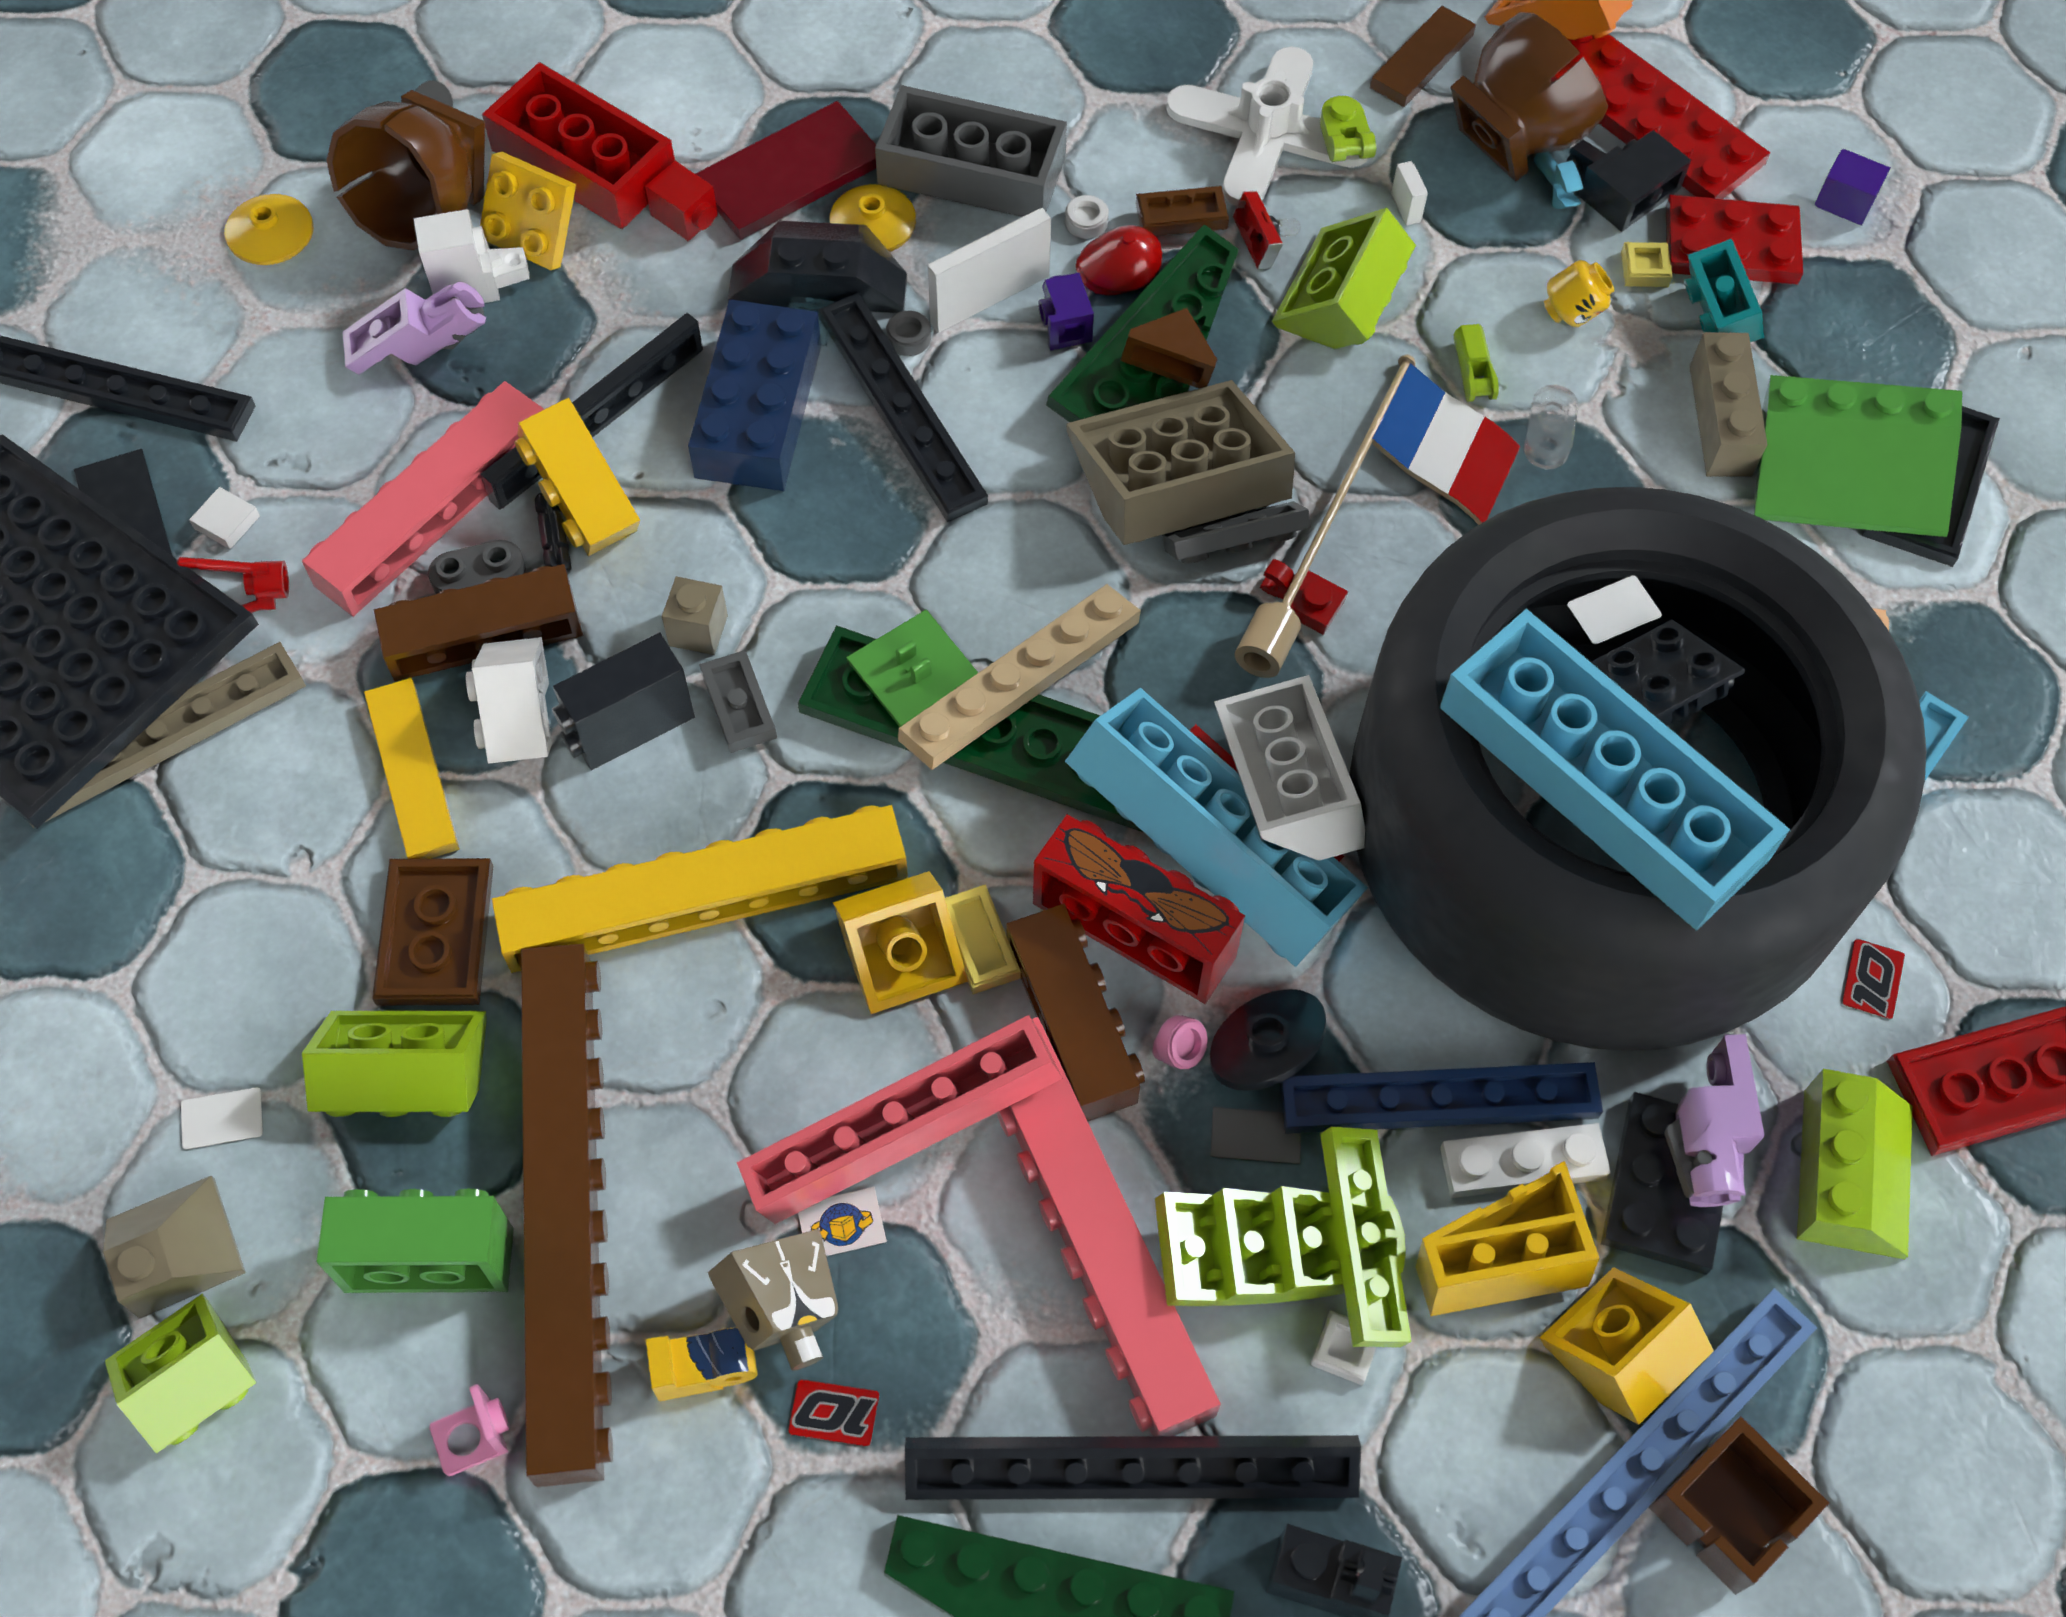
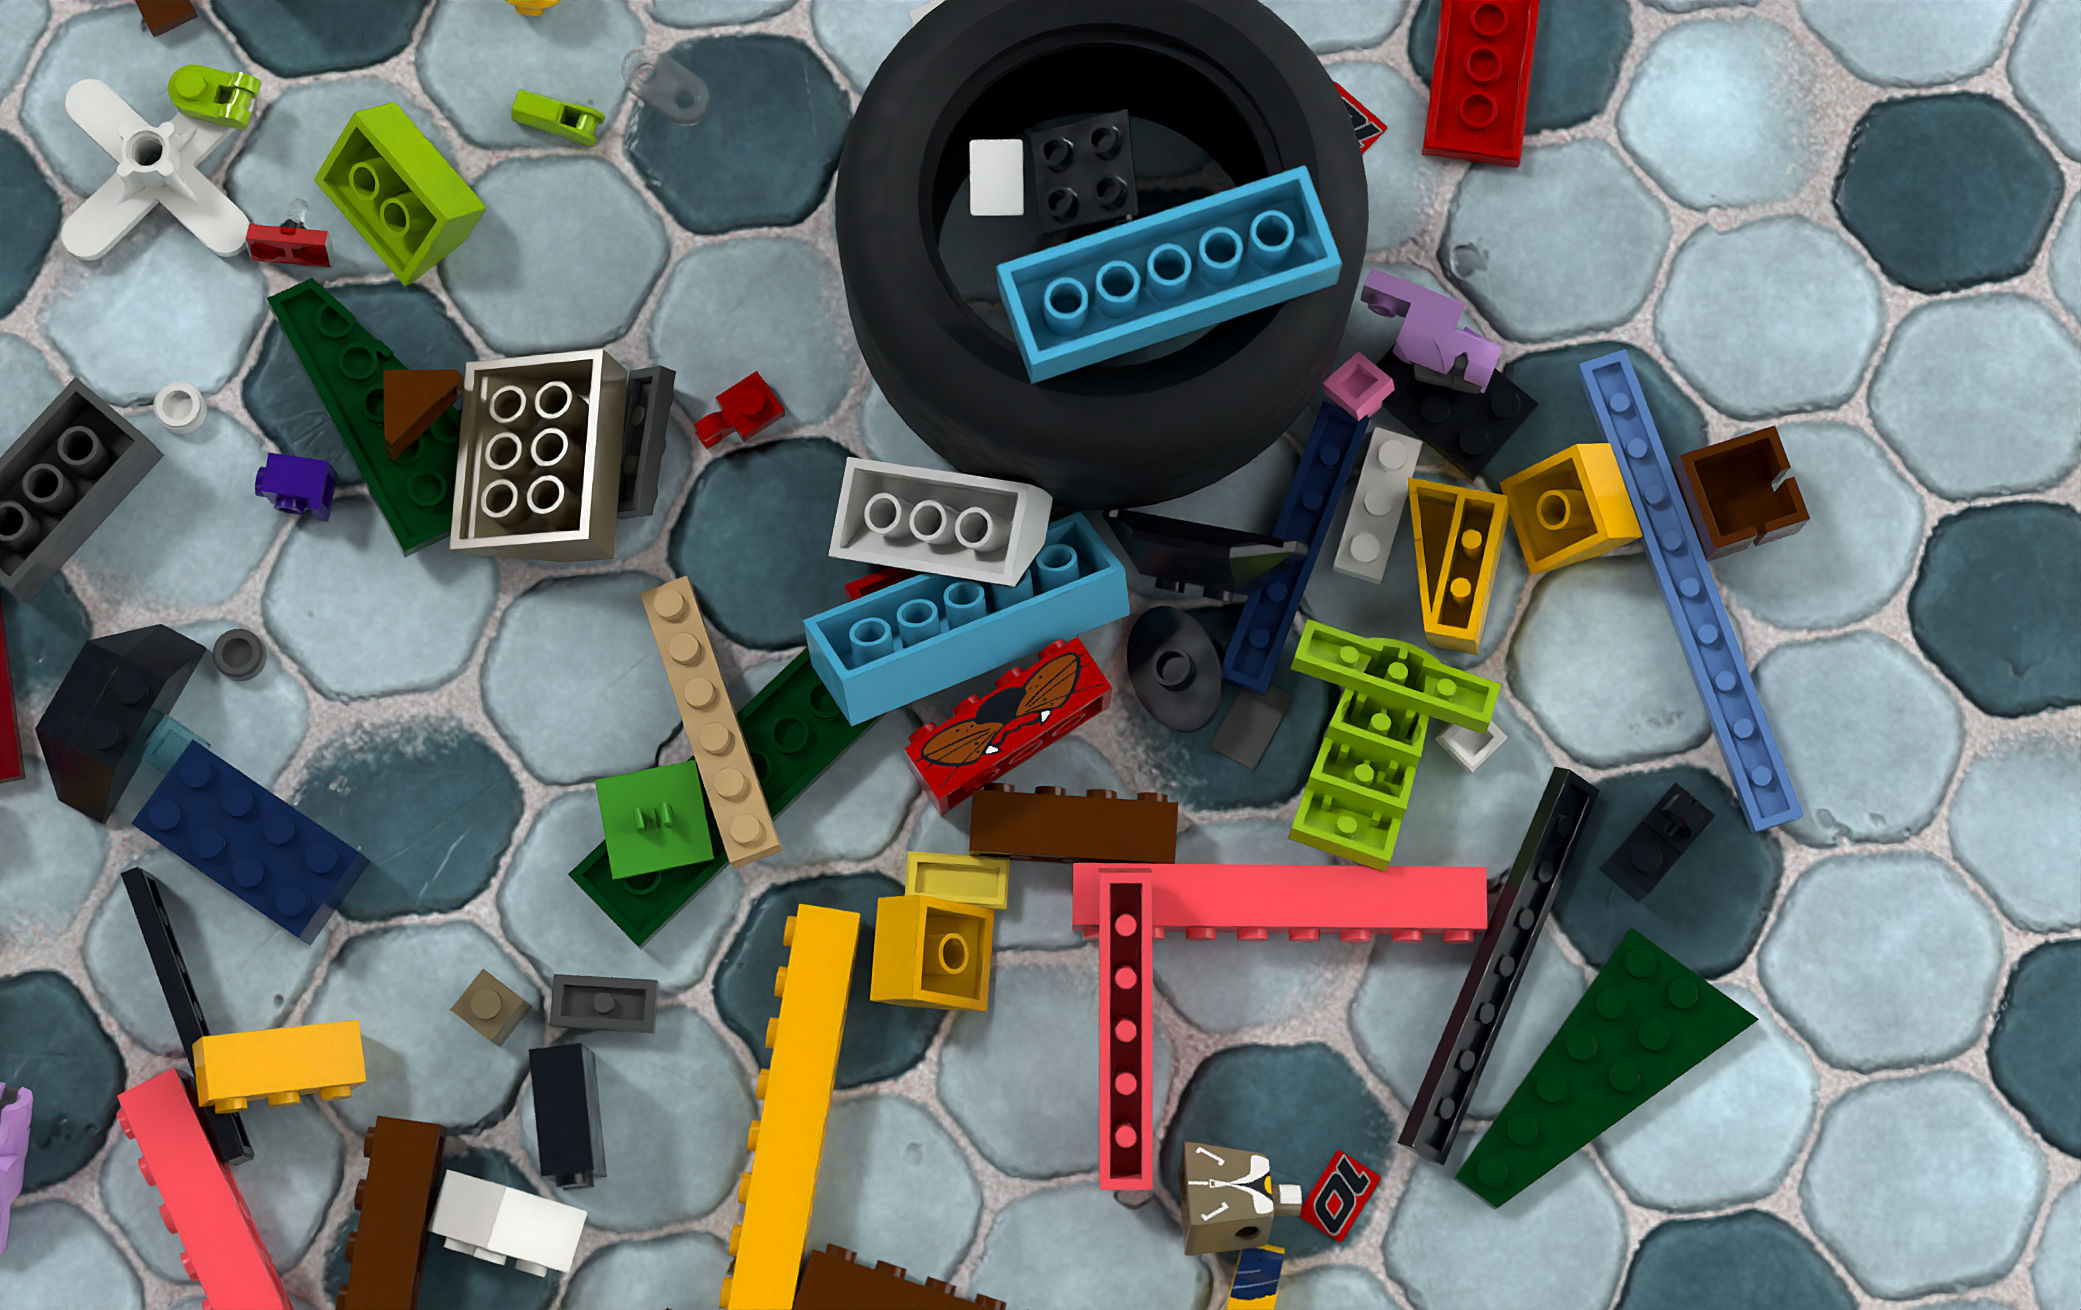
camera: 65 degrees left, 15 degrees up
(475, 565) = (327, 1207): dark grey plate -> none
(552, 534) = (321, 1116): black axle -> none
(846, 1221) = (1175, 1116): sticker -> none
(879, 207) = (90, 615): yellow dish -> none
(903, 407) = (330, 700): black tile -> none
(989, 269) = (220, 540): white tile -> none
(1120, 261) = (257, 400): red hat -> none
(1180, 1042) = (1142, 748): bright pink tile -> none
(1182, 210) = (227, 309): reddish brown plate -> none
(1386, 1010) = (1202, 554): none -> black wedge
(1409, 193) = (321, 72): white tile -> none
(1431, 441) = (629, 202): flag -> none
(1626, 1087) = (1359, 386): none -> bright pink tile
(1855, 1165) = (1503, 237): lime slope -> none

